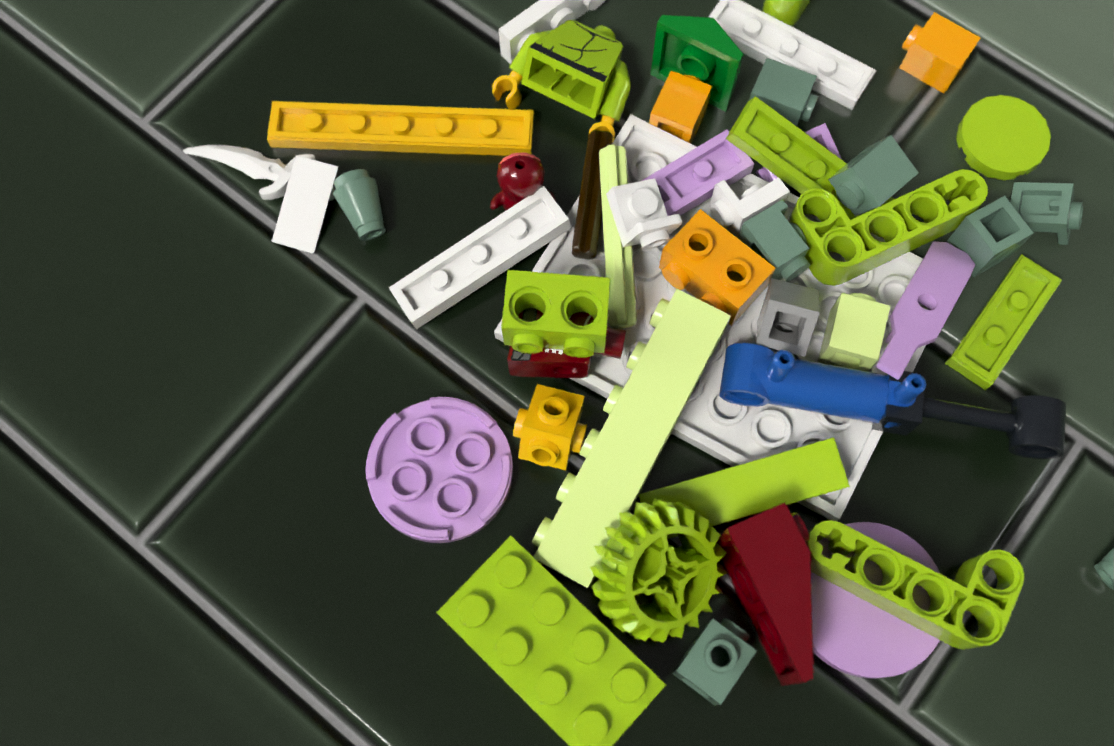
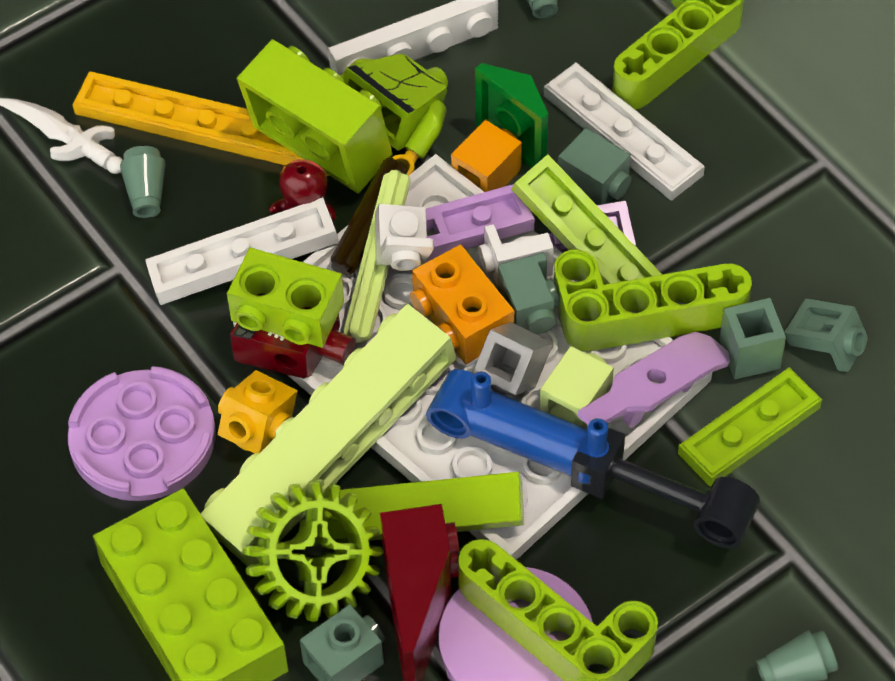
camera: 15 degrees right, 15 degrees down
(304, 204) = (90, 170): white sticker -> none
(513, 101) = (315, 114): none -> lime brick
(873, 176) = (645, 251): sand green brick -> none
(937, 51) = (773, 162): light orange brick -> none
(1003, 137) = (815, 256): lime tile -> none

